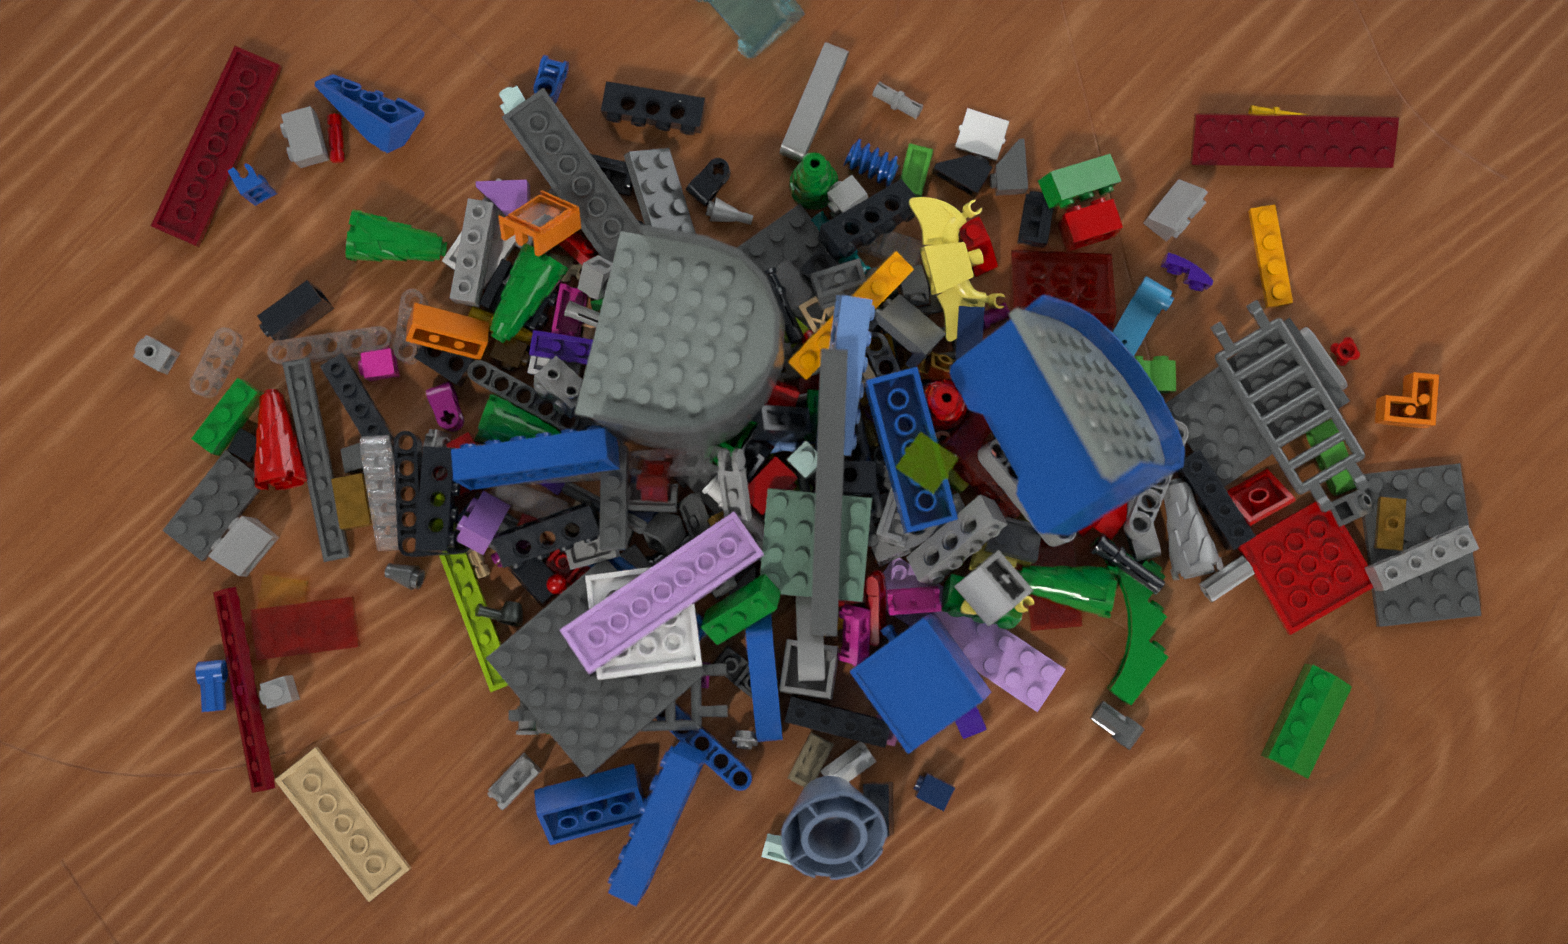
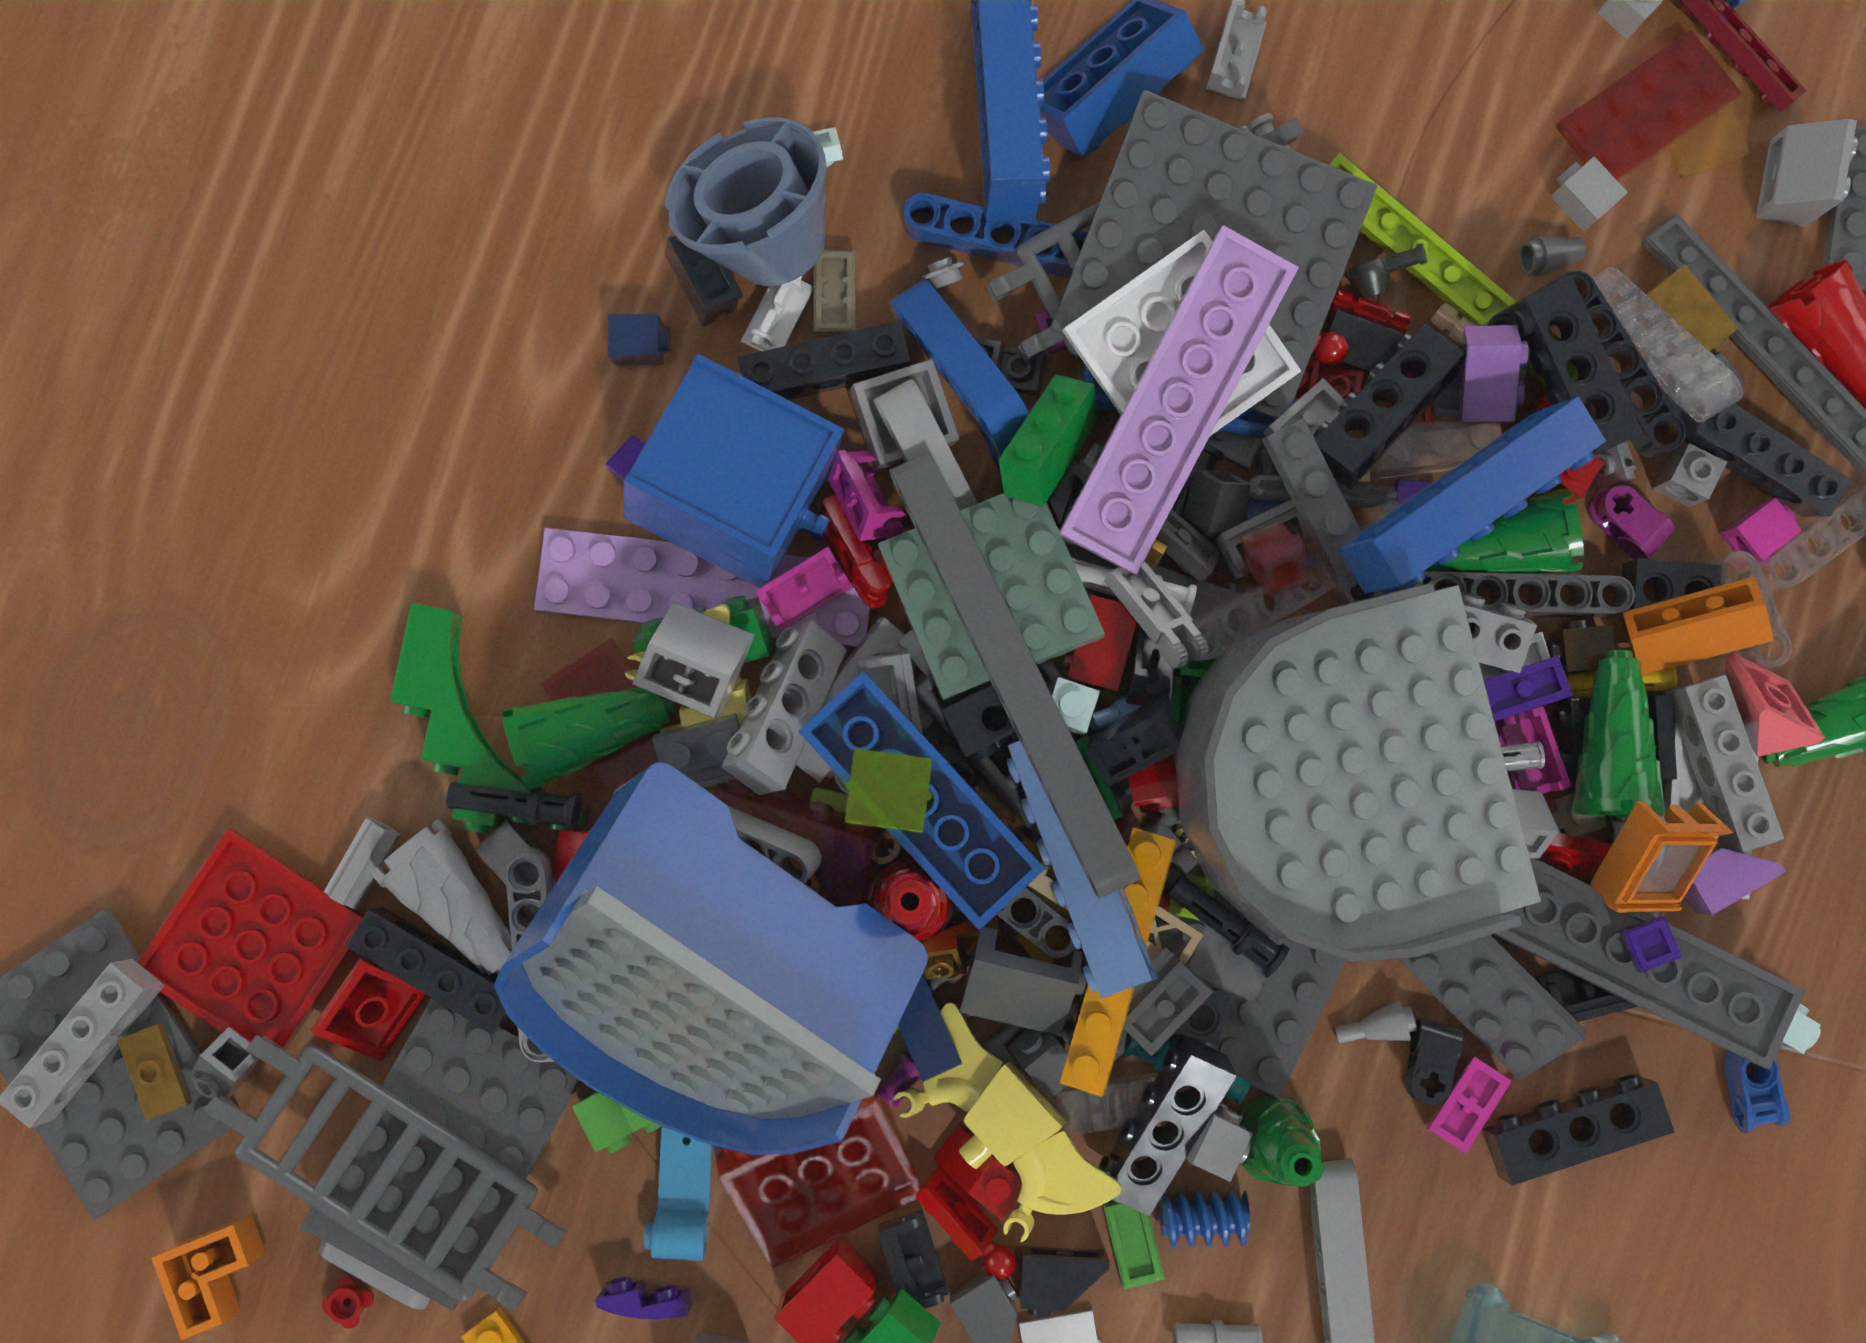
camera: 145 degrees right, 0 degrees up
(366, 598) = (1587, 192): none -> light grey brick
(401, 414) = (1689, 475): none -> light grey brick
(432, 269) = (1769, 708): none -> coral slope
(521, 594) = (1370, 311): none -> red axle
(567, 181) = (1650, 944): none -> dark purple tile
(704, 149) = (1469, 1104): none -> dark pink hinge
(998, 224) = (965, 1223): none -> red plate
(1121, 728) = (409, 566): dark grey piece -> none
(1306, 720) = (149, 716): green slope -> none
(1341, 482) = (287, 1126): bright green beam -> none

